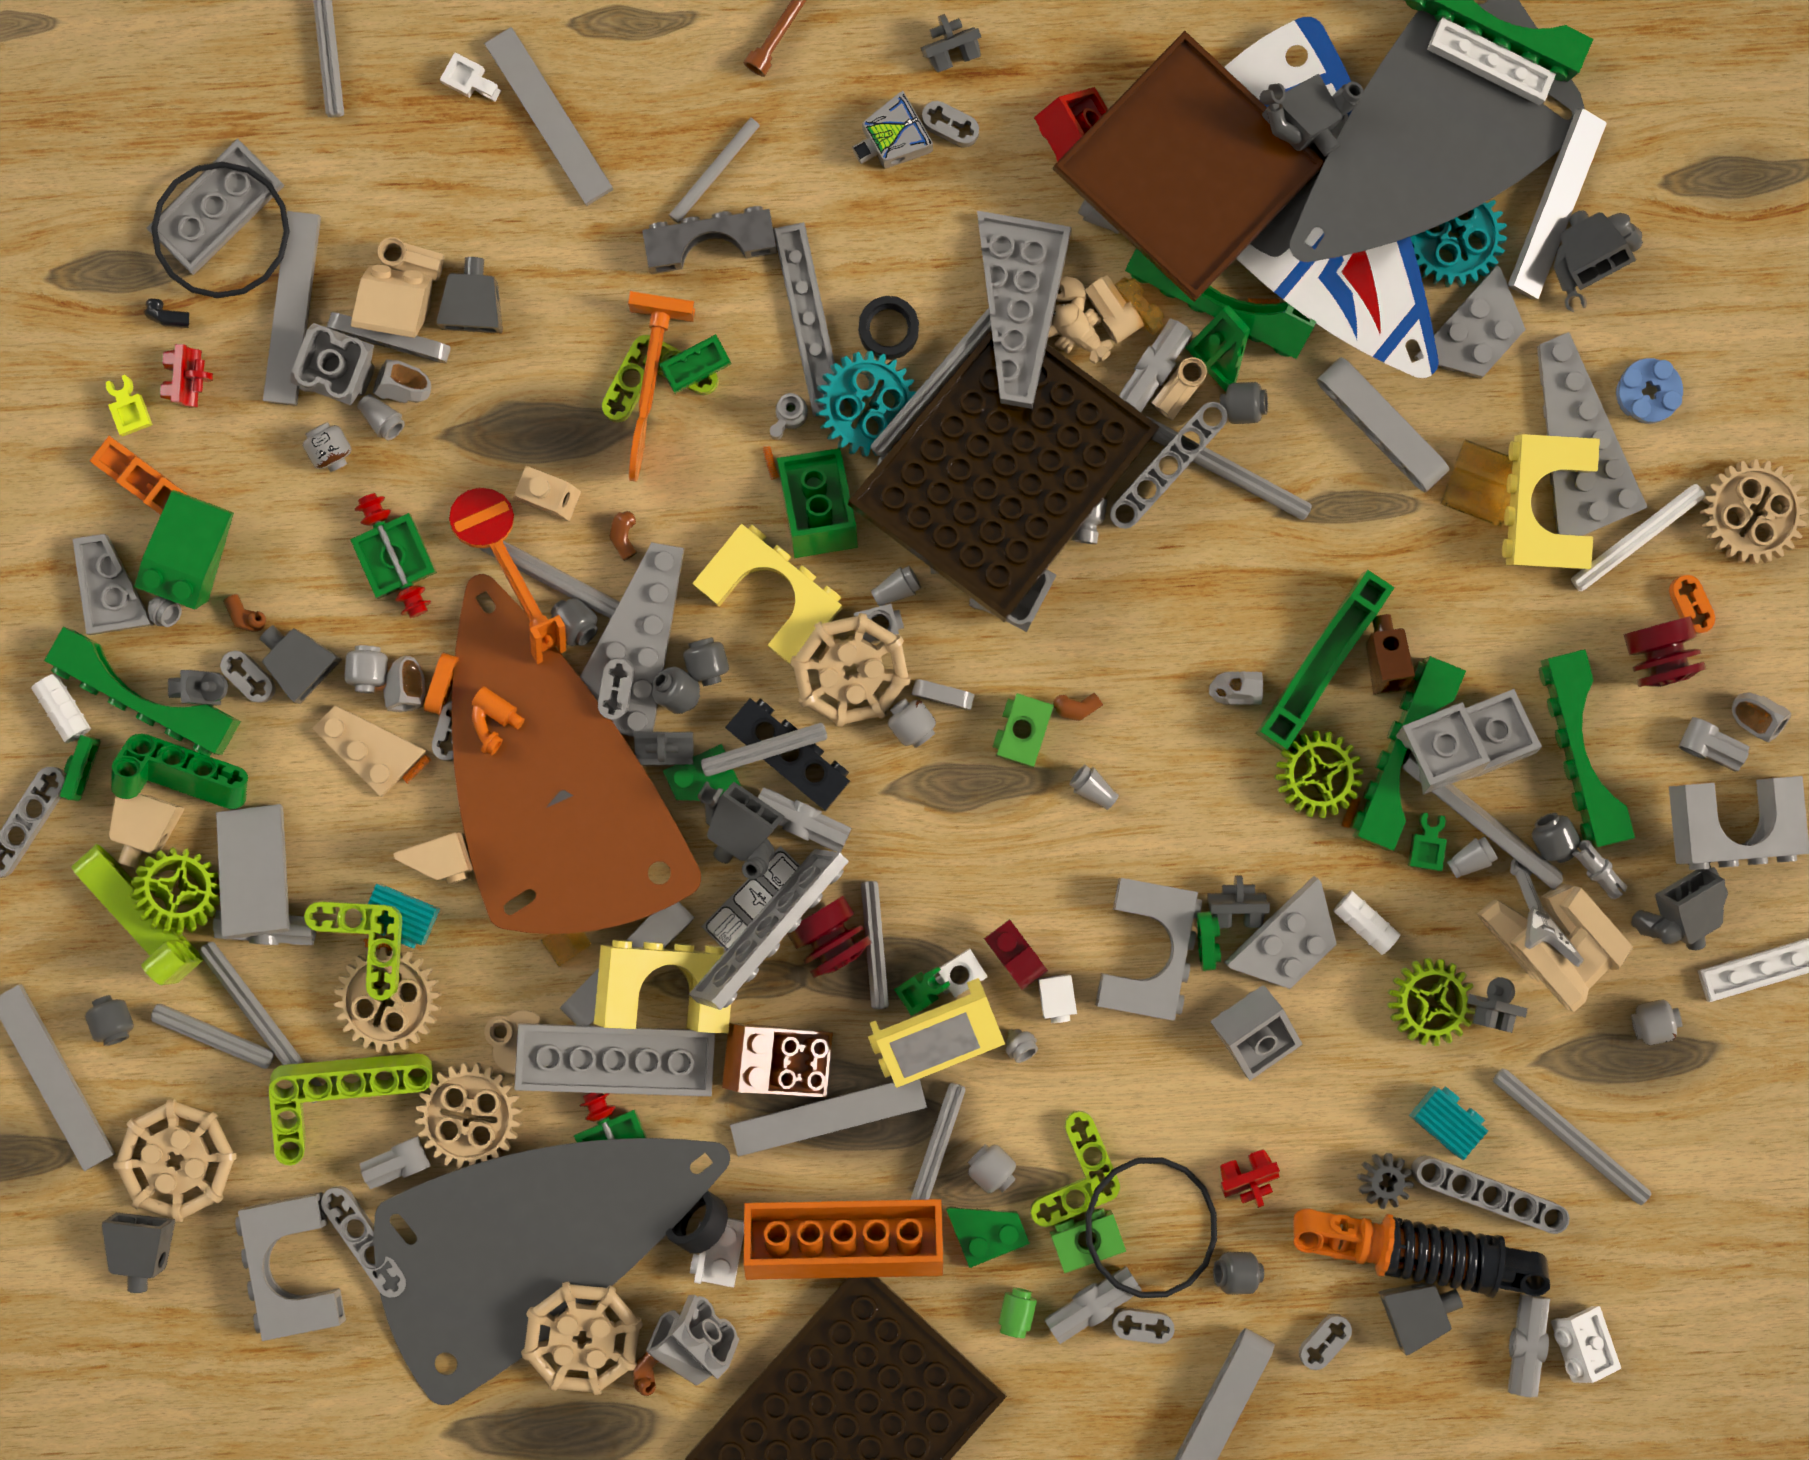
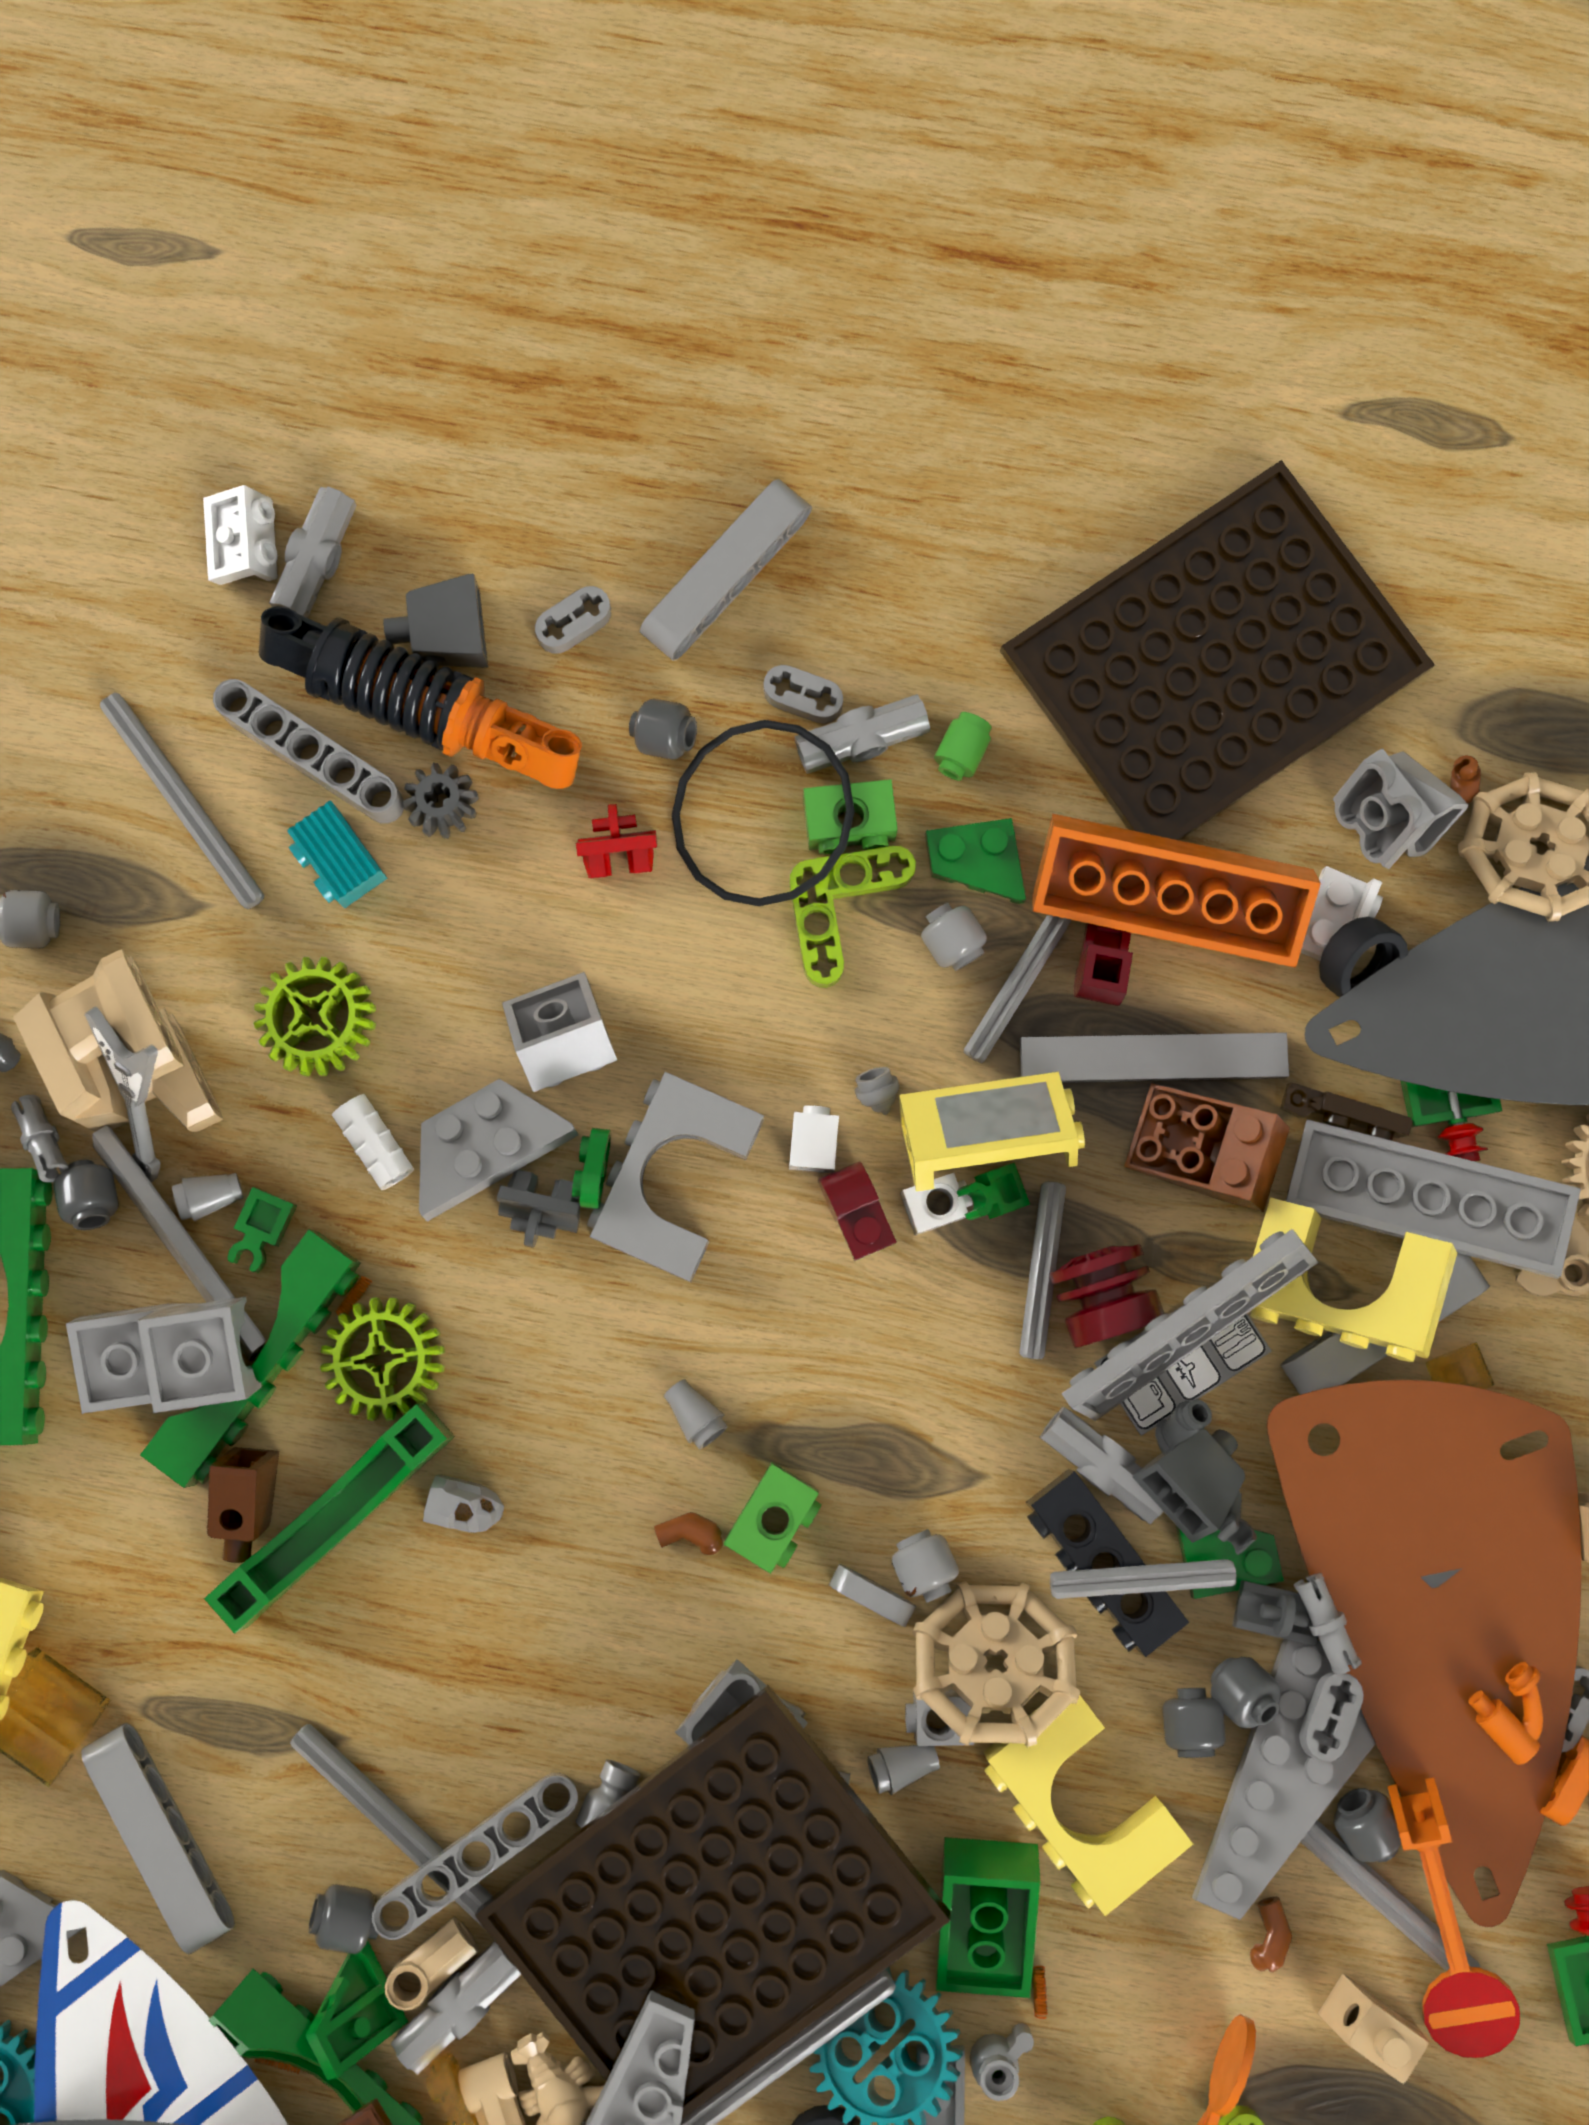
camera: 165 degrees left, 5 degrees down
(632, 749) = (1327, 1624): none -> light grey pin
(688, 1107) = (1343, 1111): none -> dark brown hinge
(880, 1172) = (1103, 965): none -> dark red brick
(1496, 1010) = (231, 983): dark grey hips -> none

